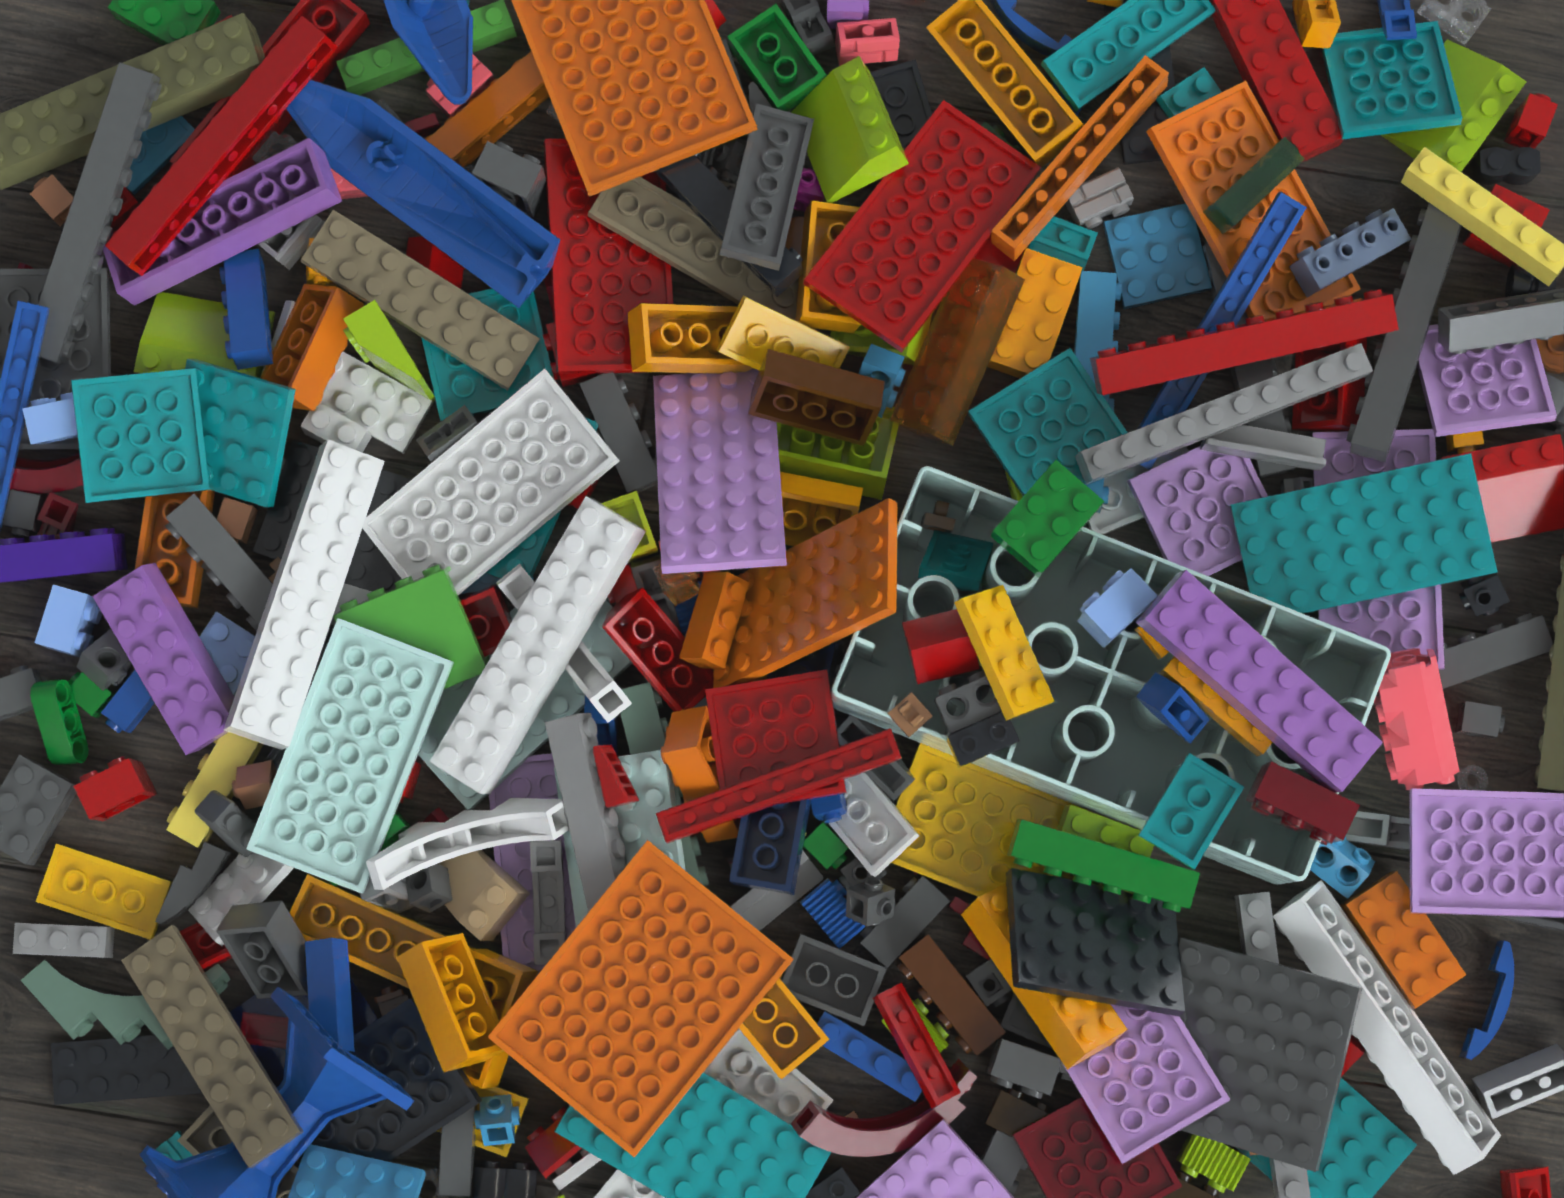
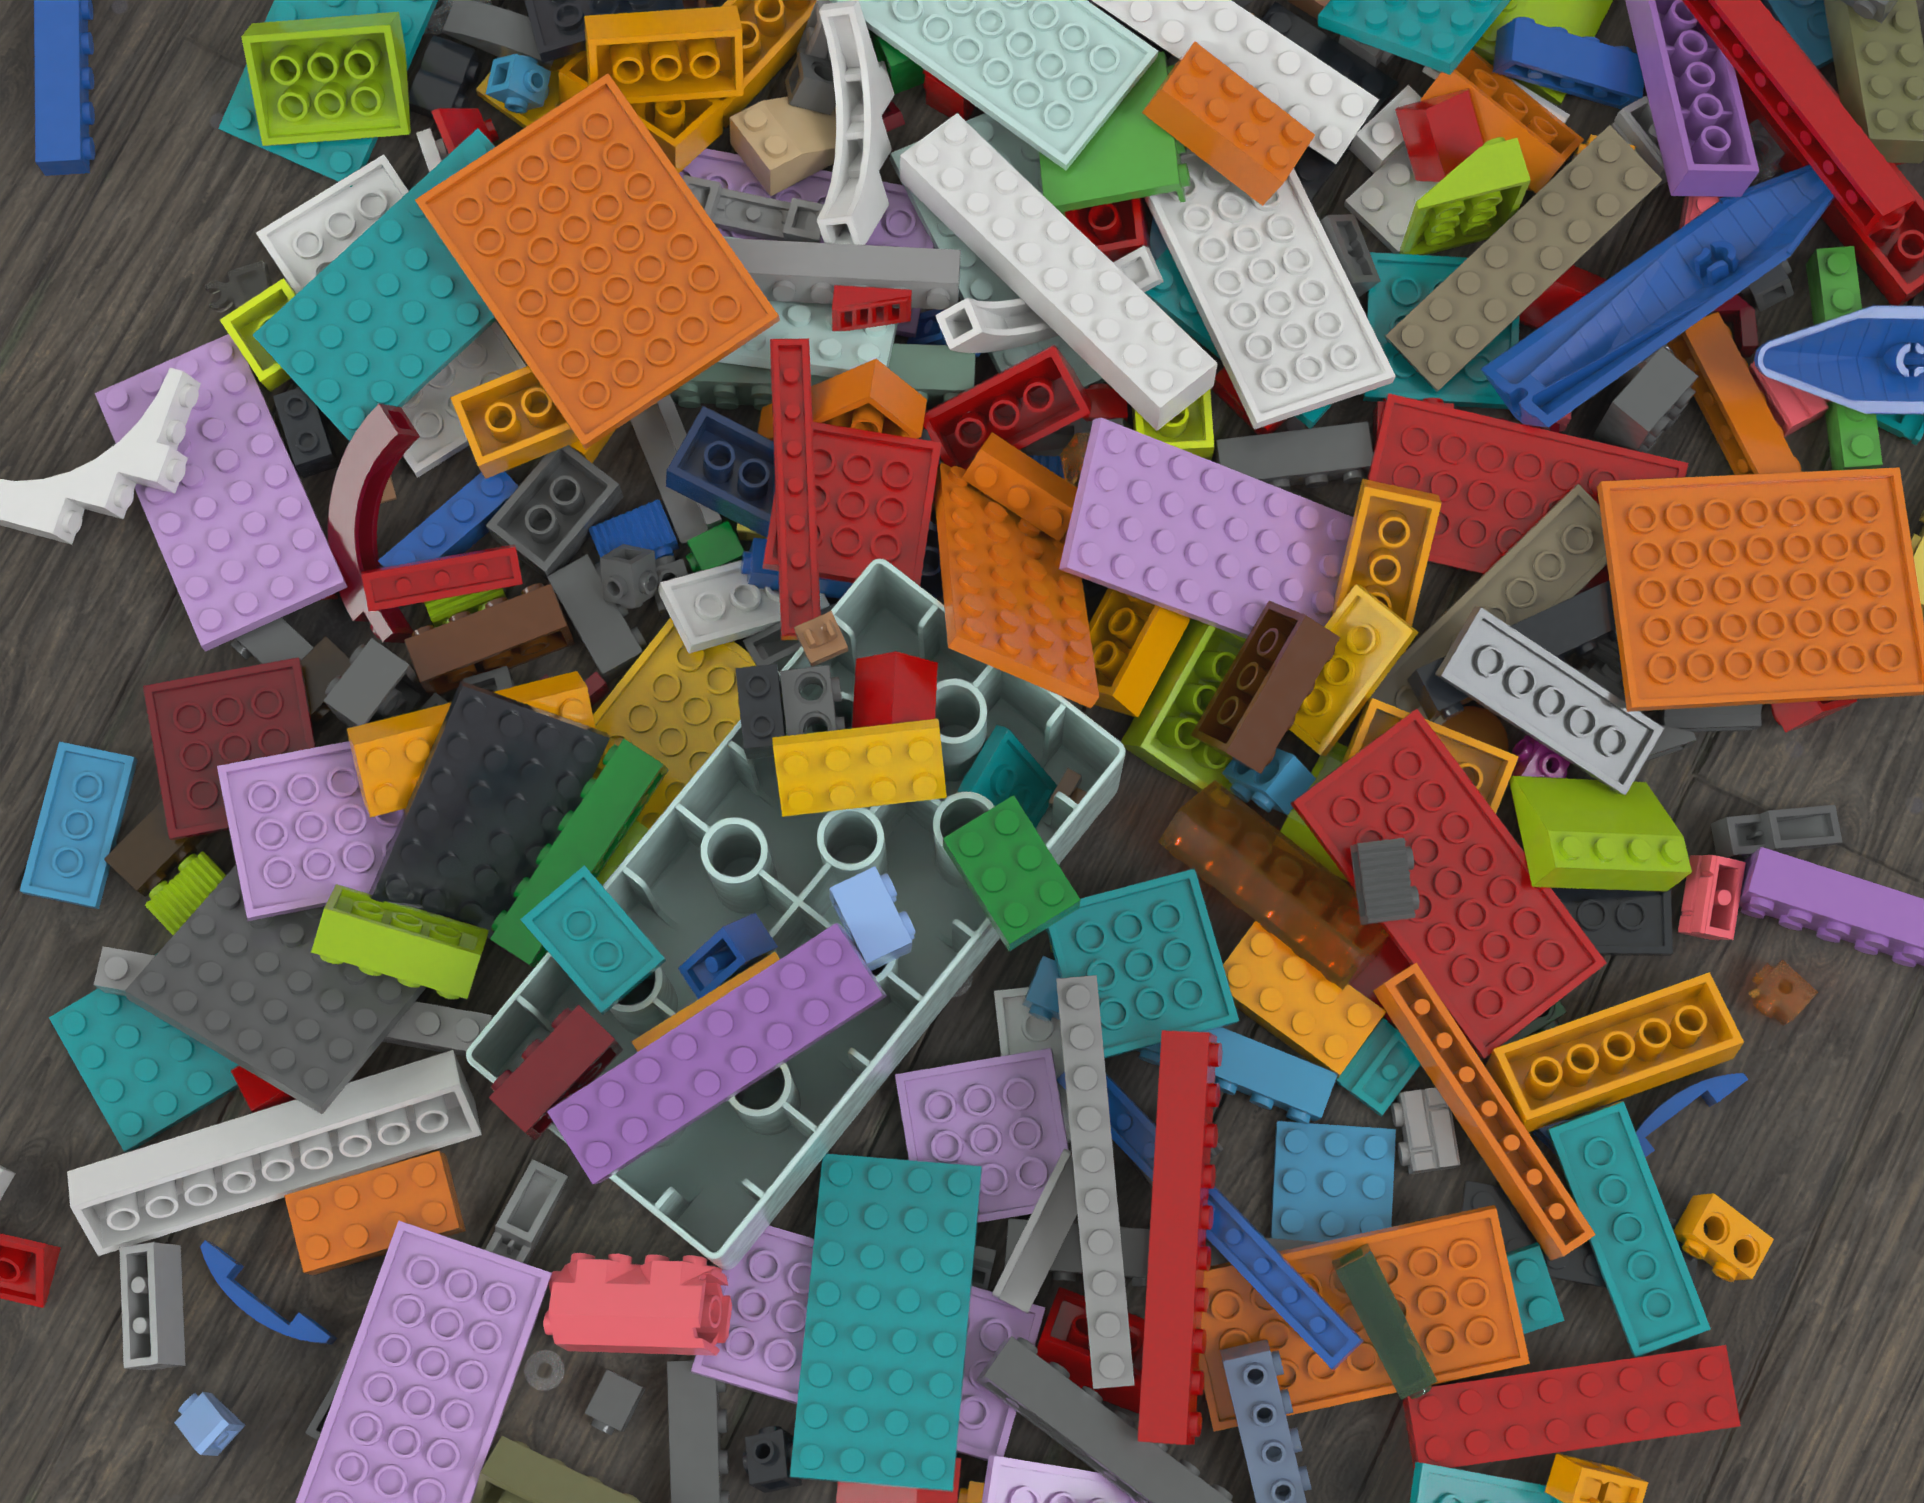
camera: 105 degrees right, 5 degrees down
(340, 385) = (1440, 133): none -> red slope
(381, 547) = (1228, 123): none -> orange brick
(776, 59) = (1717, 776): green brick -> none
(942, 267) = (1384, 881): none -> dark grey brick
(1212, 975) = (399, 942): none -> lime slope
(1332, 868) = (496, 1161): dark azure brick -> none

